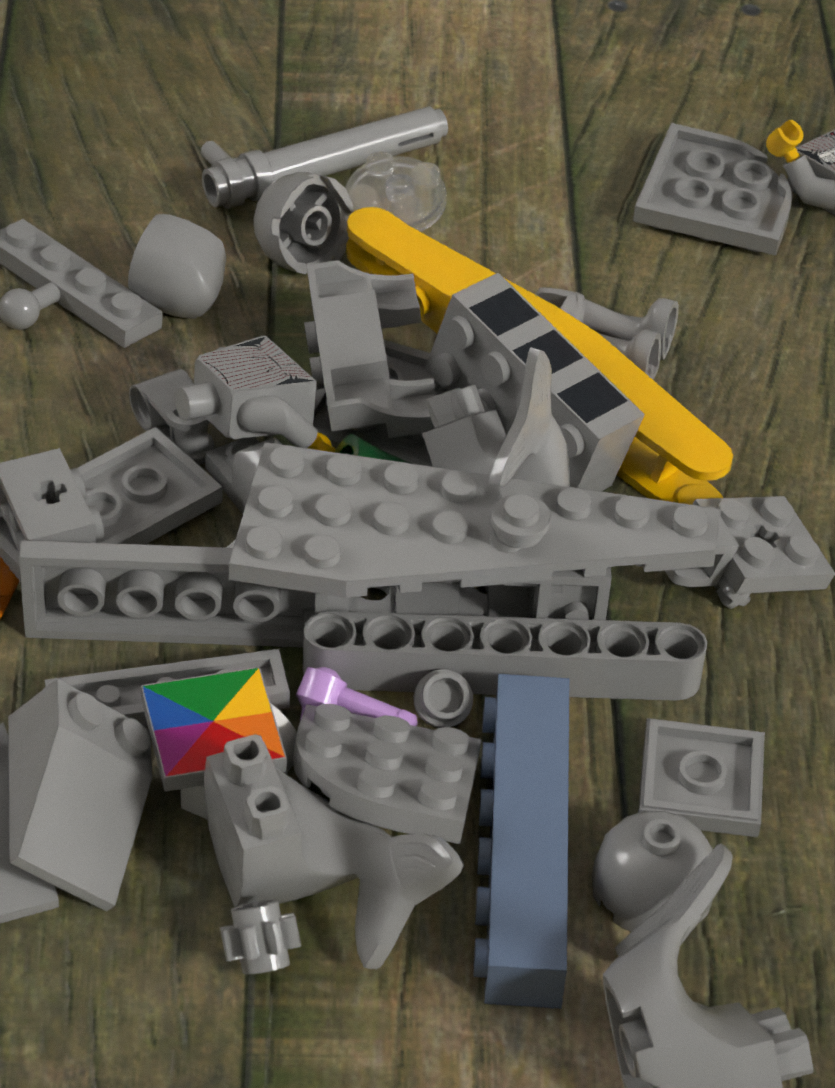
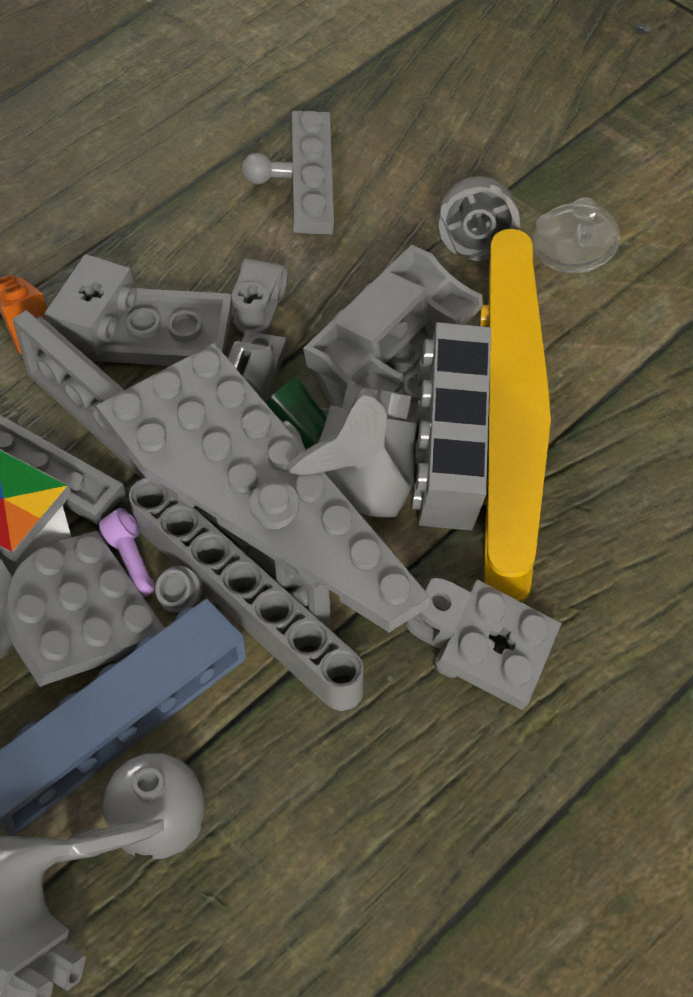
camera: 50 degrees right, 10 degrees up
(177, 267) = (366, 198): light grey piece -> none
(247, 176) = (559, 179): light grey cylinder -> none
(253, 393) = (279, 311): light grey torso -> none
(639, 338) = (591, 454): light grey piece -> none
(704, 775) = (269, 768): light grey tile -> none

